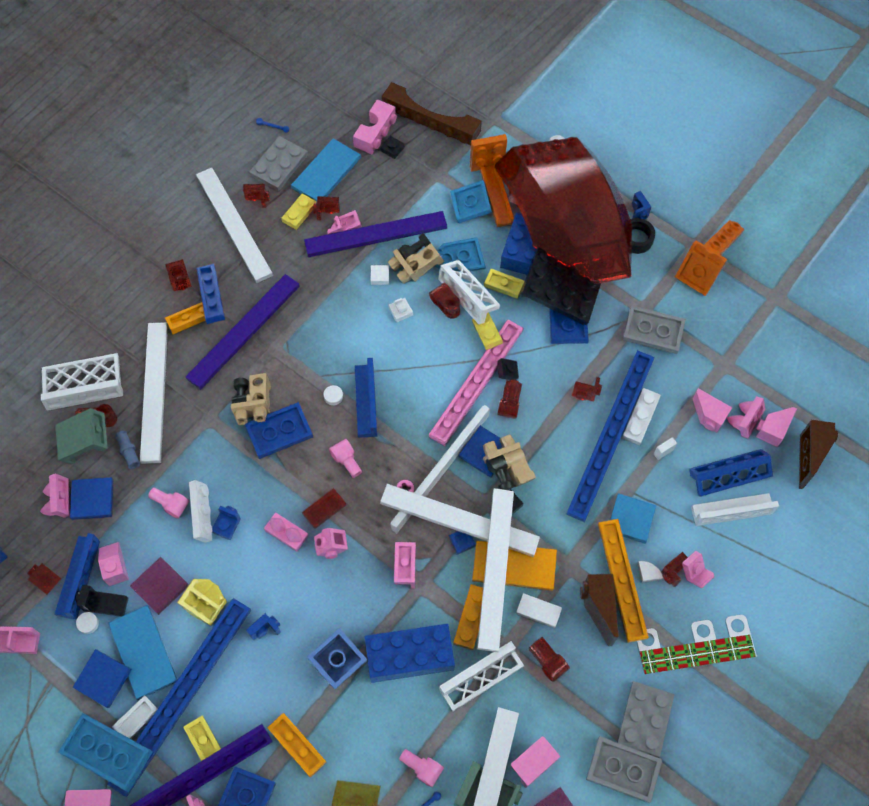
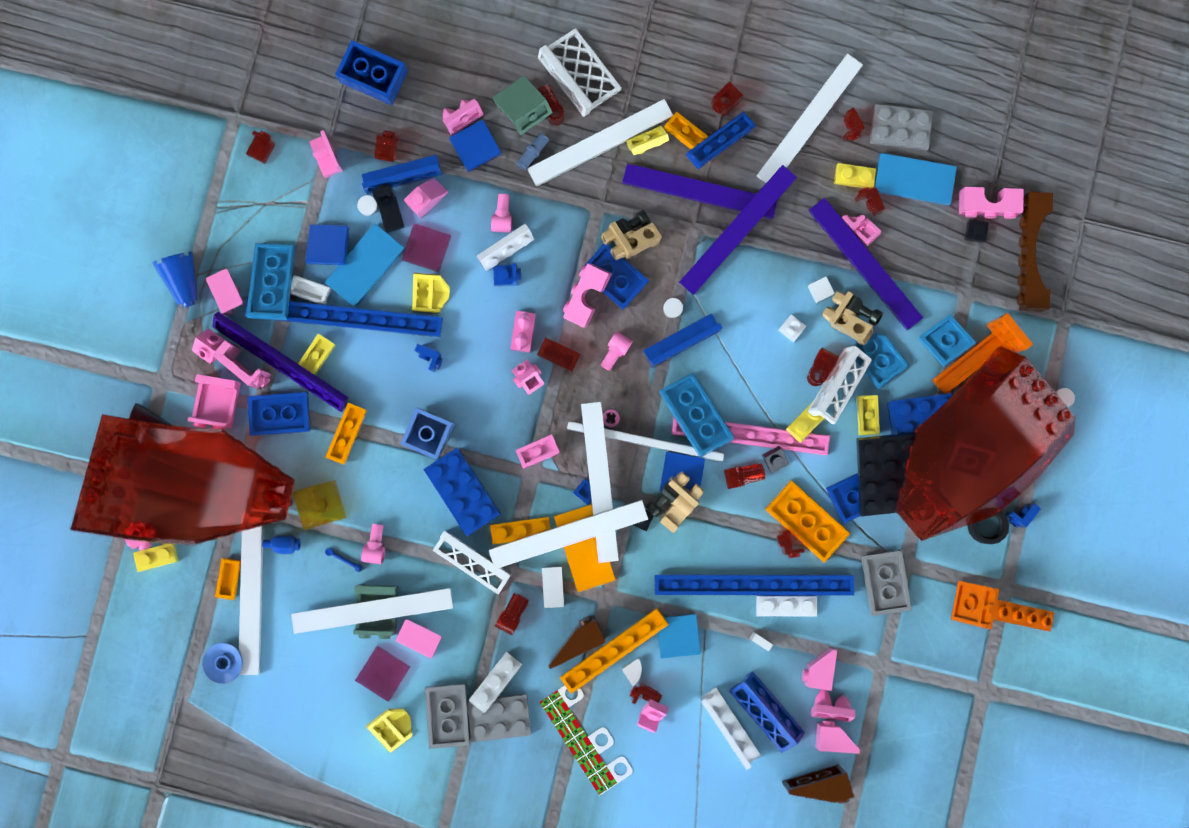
camera: 65 degrees right, 20 degrees up
(175, 351) = (647, 140): none -> light yellow plate
(259, 121) = (942, 81): blue hinge -> none
(271, 444) = (577, 309): none -> bright pink arch
(295, 315) = (737, 230): none -> dark purple tile
(438, 414) = (696, 415): none -> dark azure tile
(579, 364) = (807, 521): none -> light orange tile
(609, 705) = (495, 682): none -> white plate

